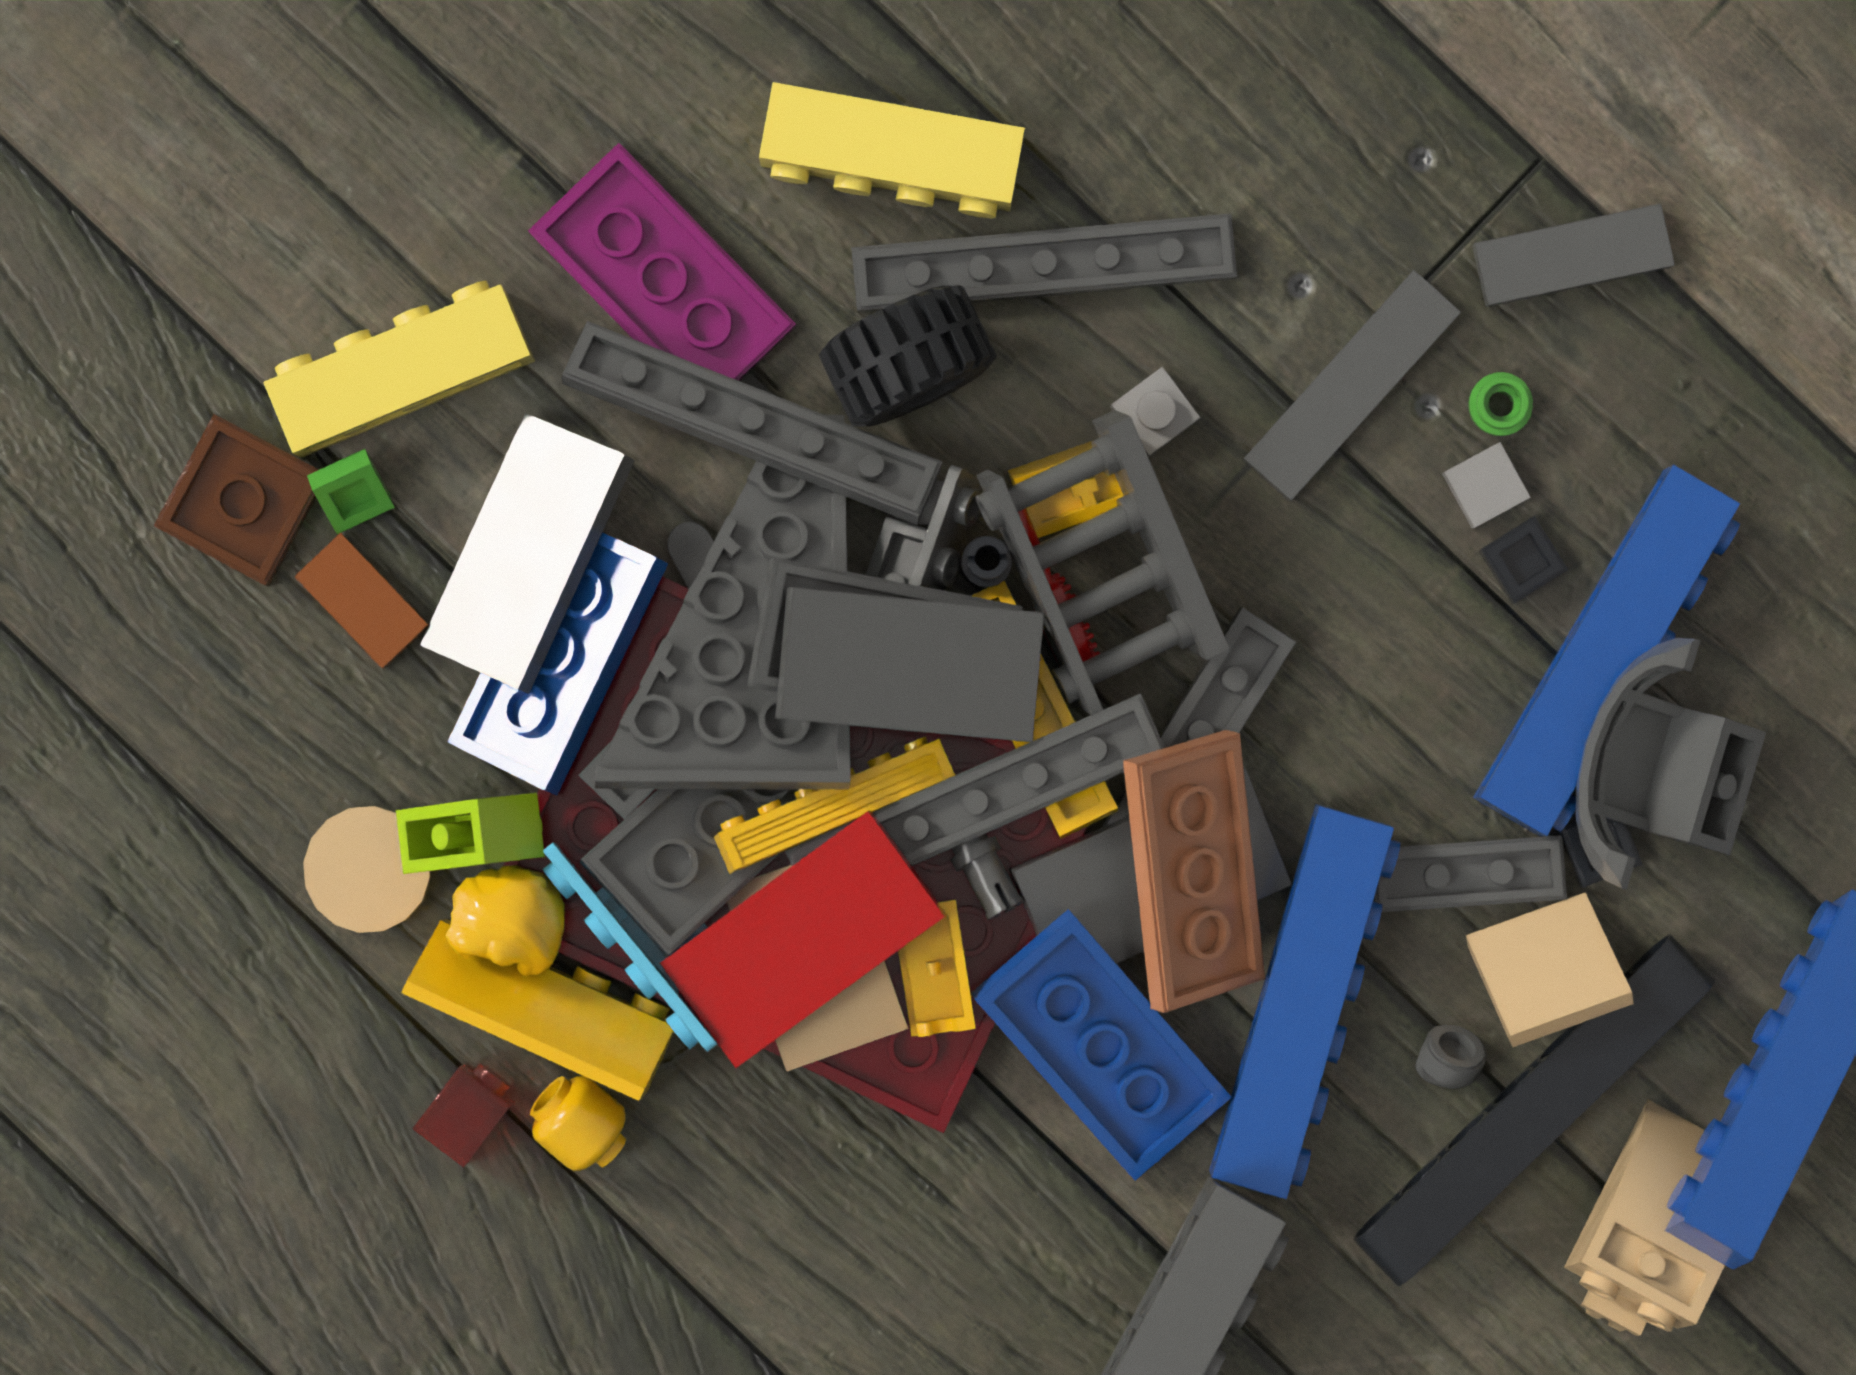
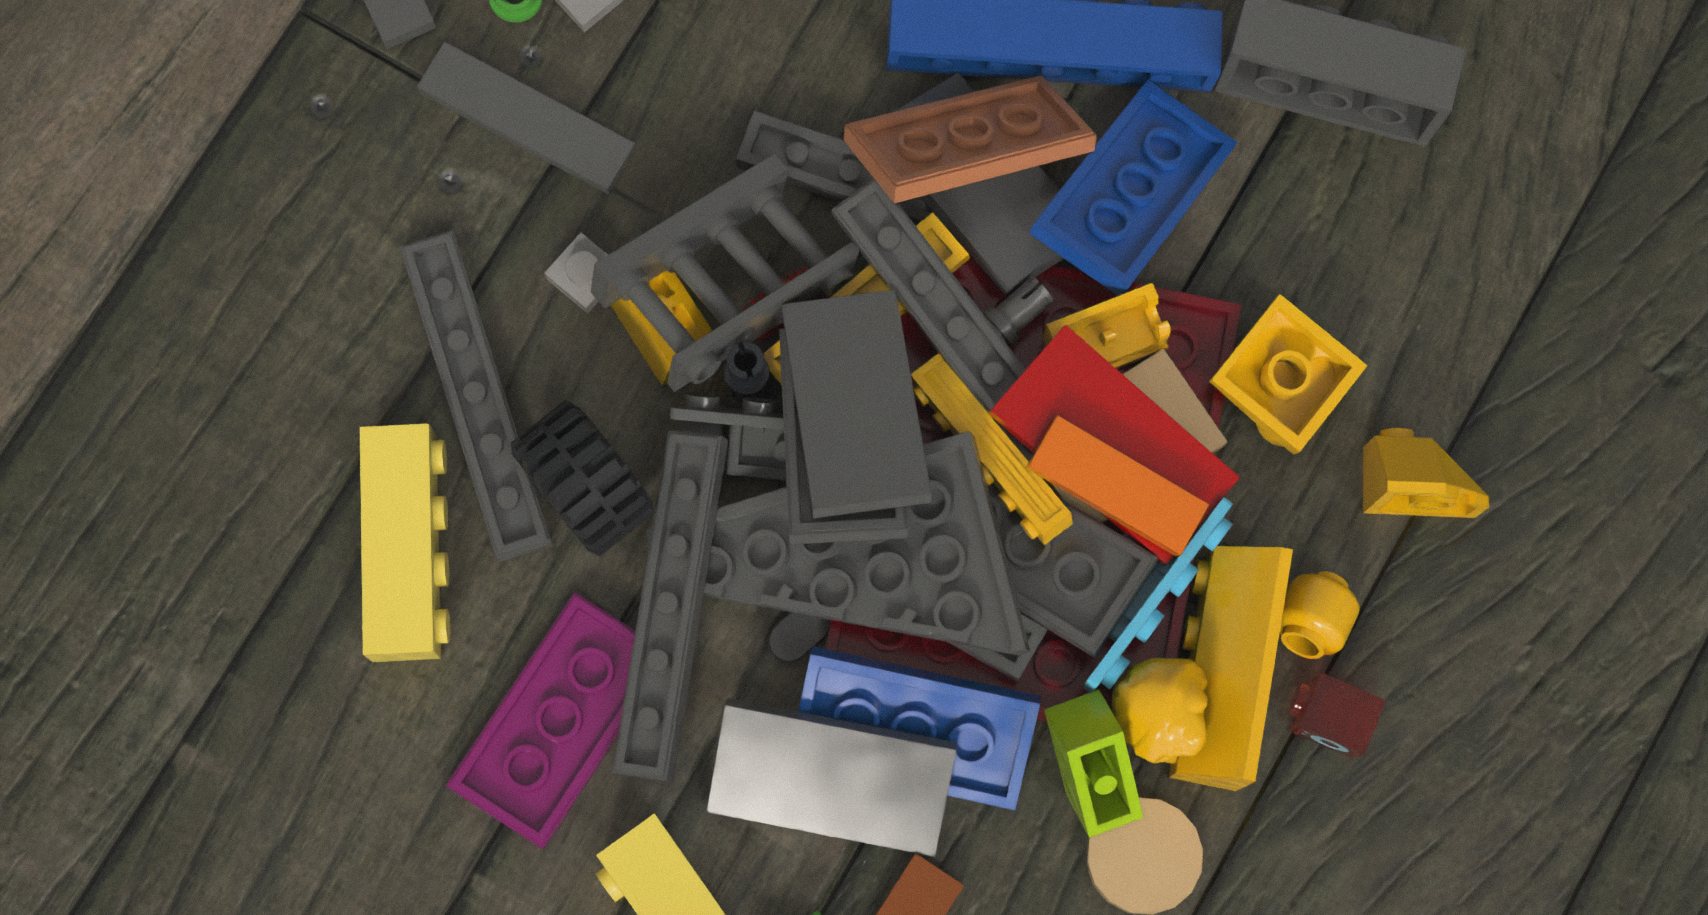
camera: 105 degrees left, 10 degrees down
(703, 1272) = (1416, 479): none -> yellow slope
(752, 927) = (1117, 486): none -> orange tile
(848, 1160) = (1287, 375): none -> yellow slope

